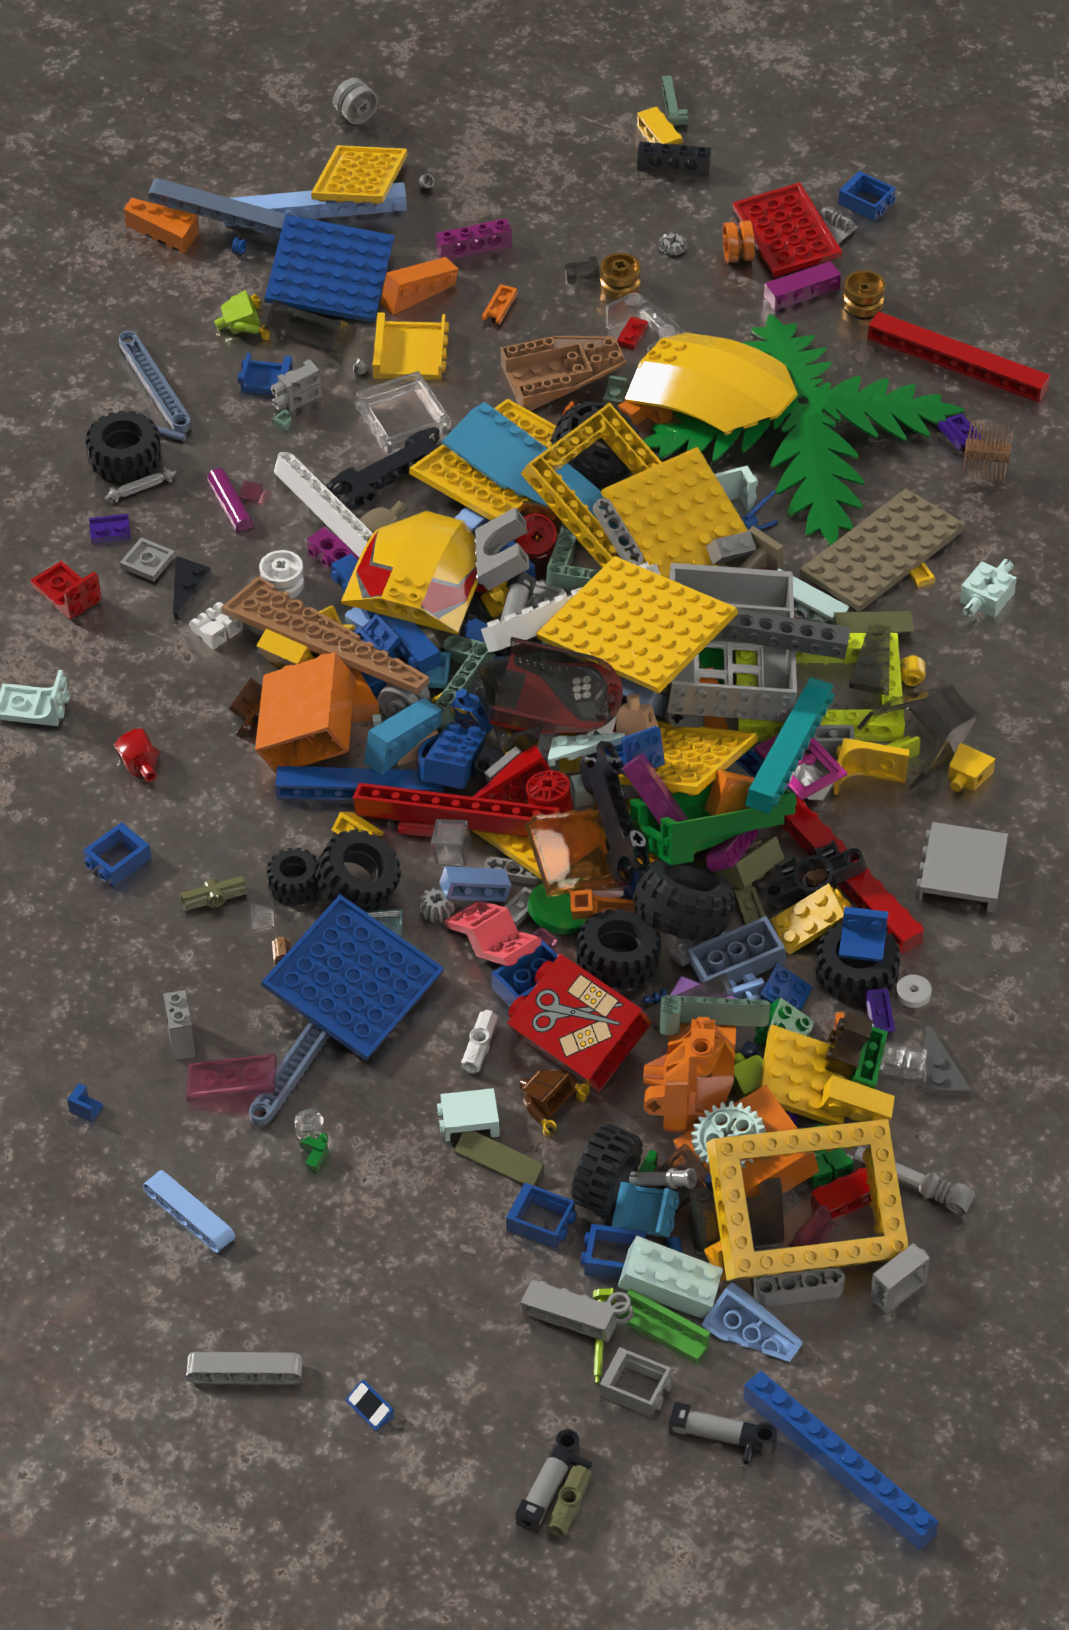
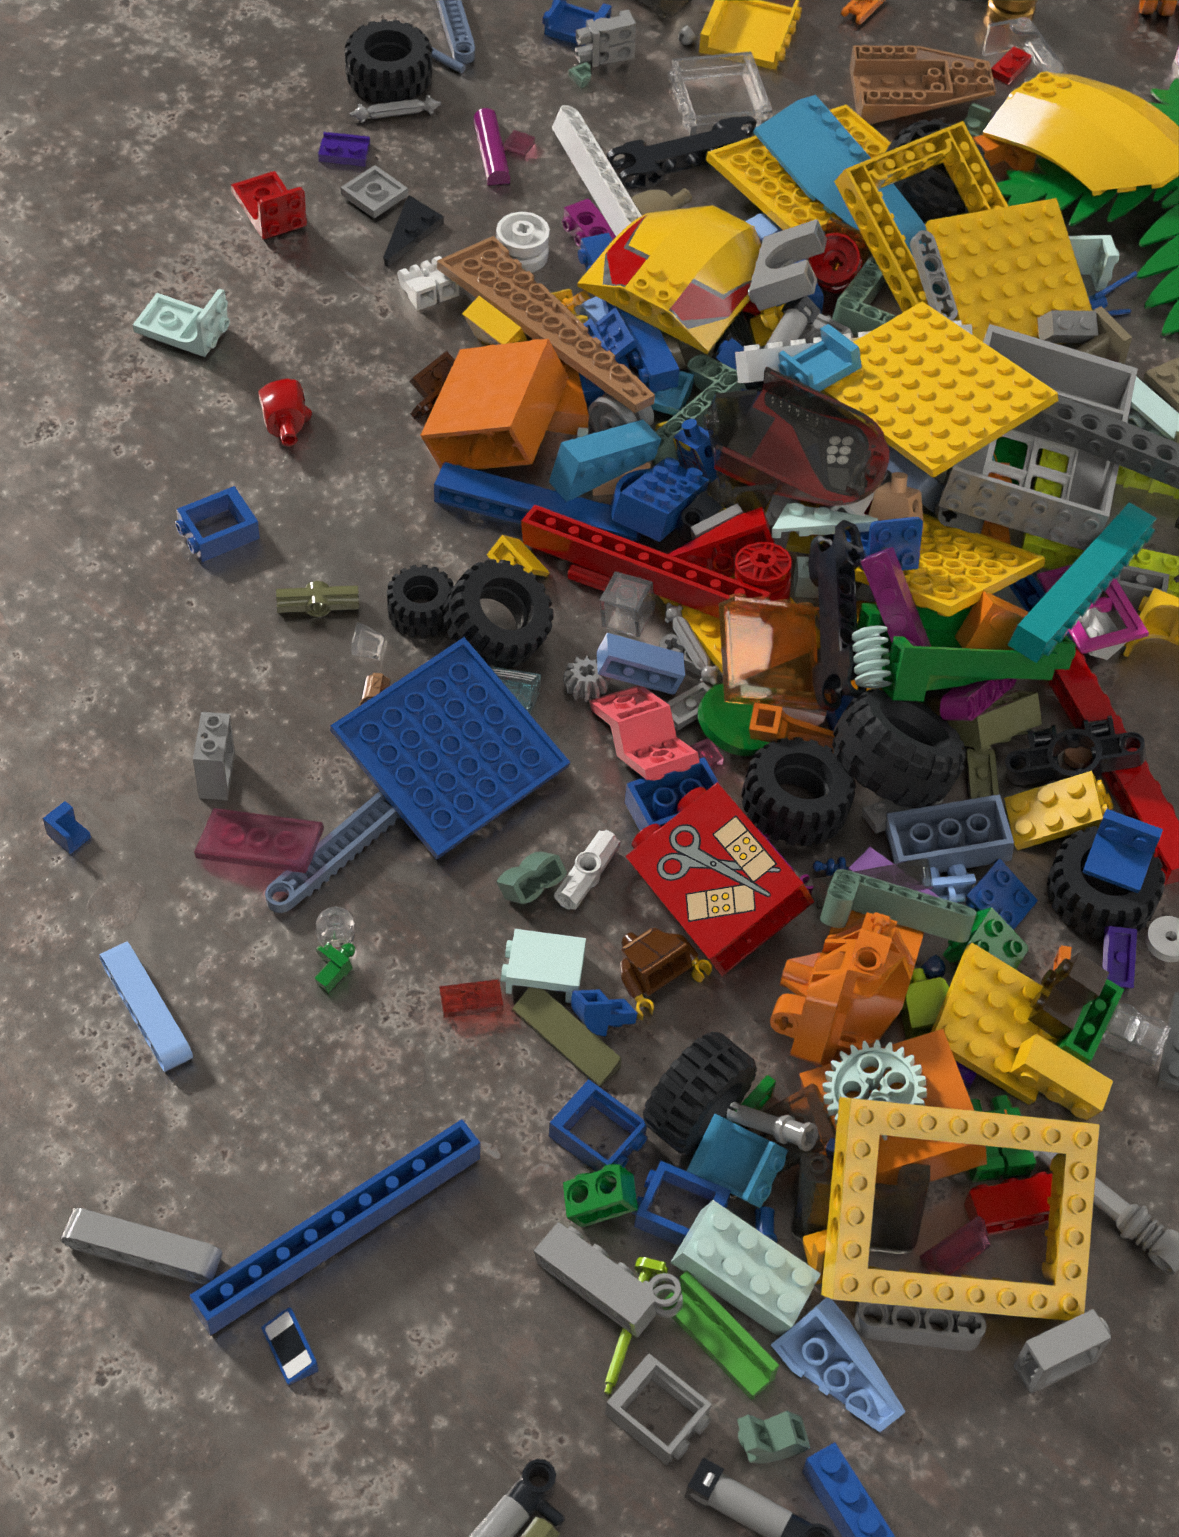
camera: 10 degrees right, 5 degrees up
(340, 613) = (576, 300): none -> light orange piece
(377, 1321) = (334, 1227): none -> blue brick
(422, 1150) = (471, 998): none -> clear red plate
(440, 1056) = (533, 875): none -> sand green brick
(508, 860) = (691, 644): none -> light grey wheel
(519, 1136) = (598, 1011): none -> blue brick
(551, 622) = (823, 362): none -> dark azure panel
(557, 1260) = (601, 1200): none -> green brick
(646, 837) = (869, 657): none -> light aqua piece
(718, 1381) = (772, 1438): none -> sand green brick

